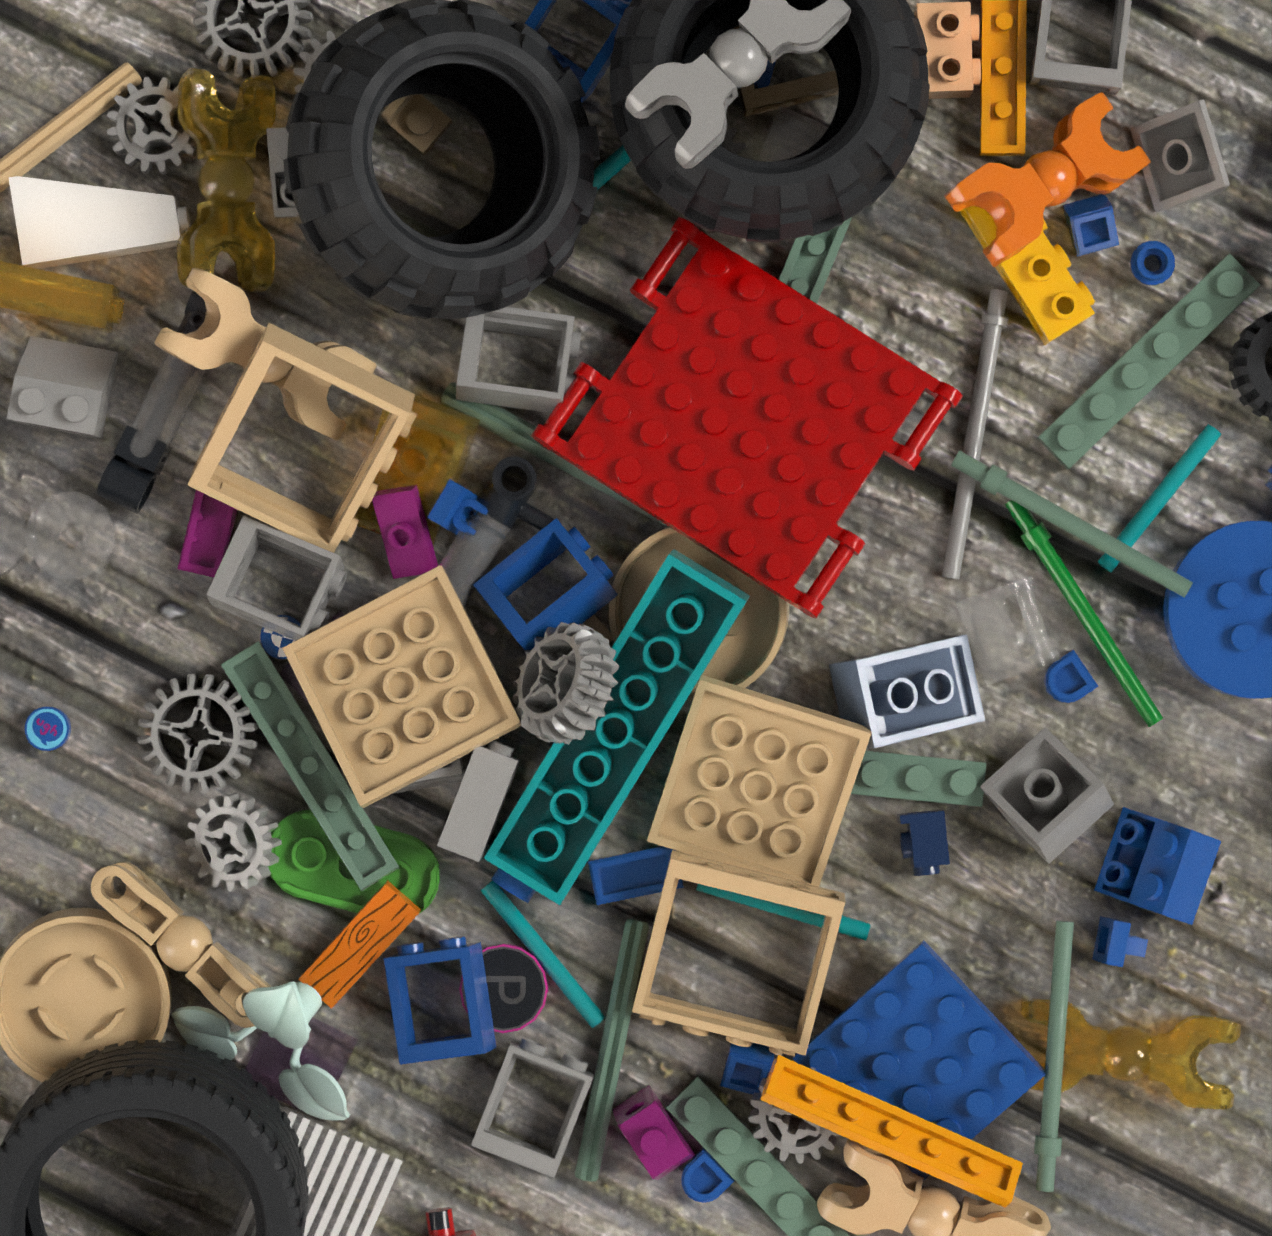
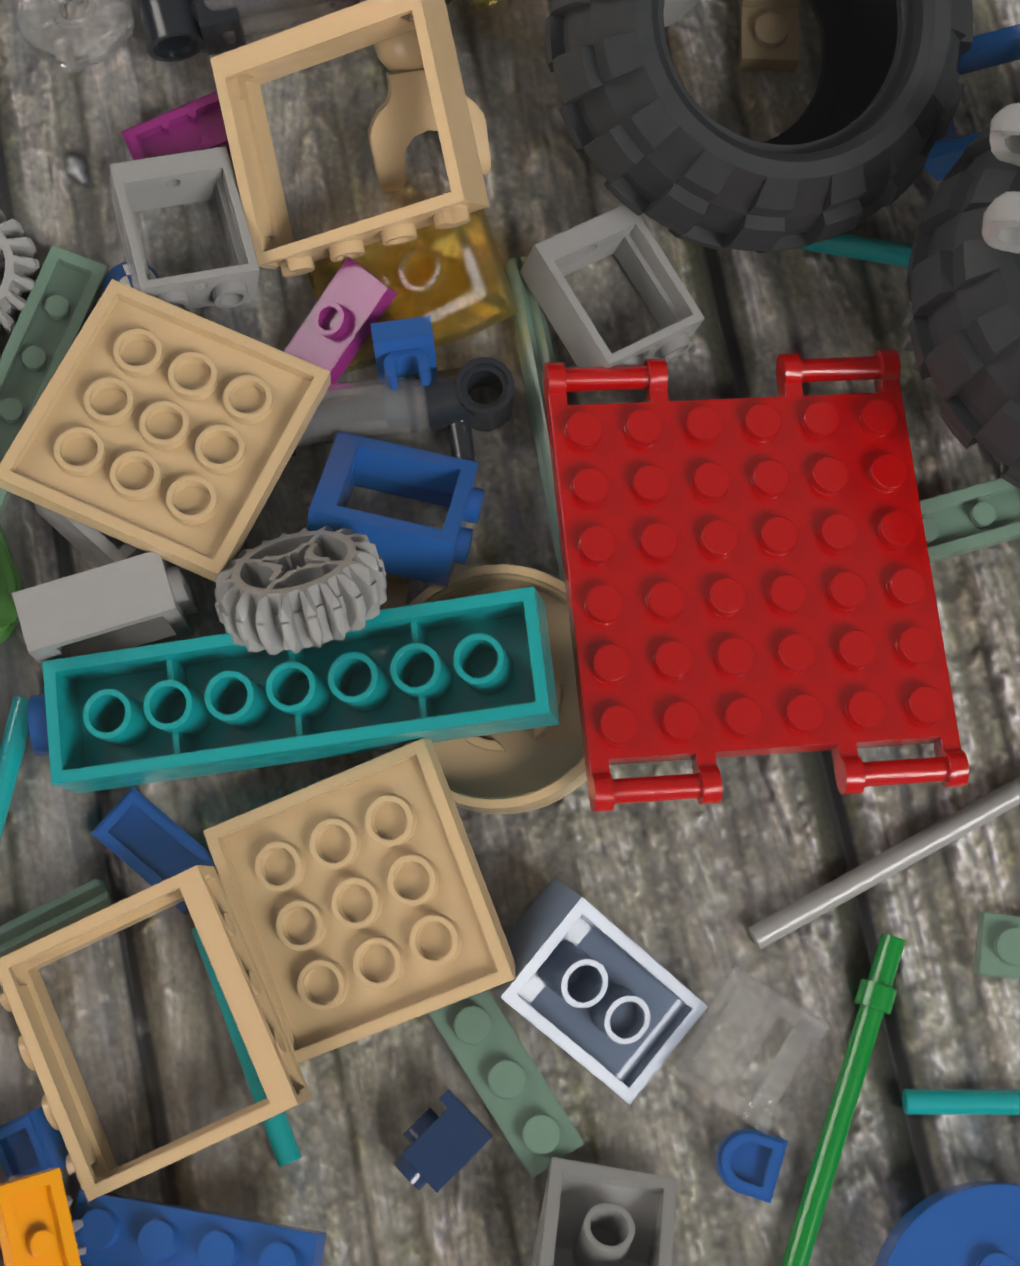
camera: 45 degrees right, 10 degrees down
(994, 480) = (901, 900): sand green bar -> none

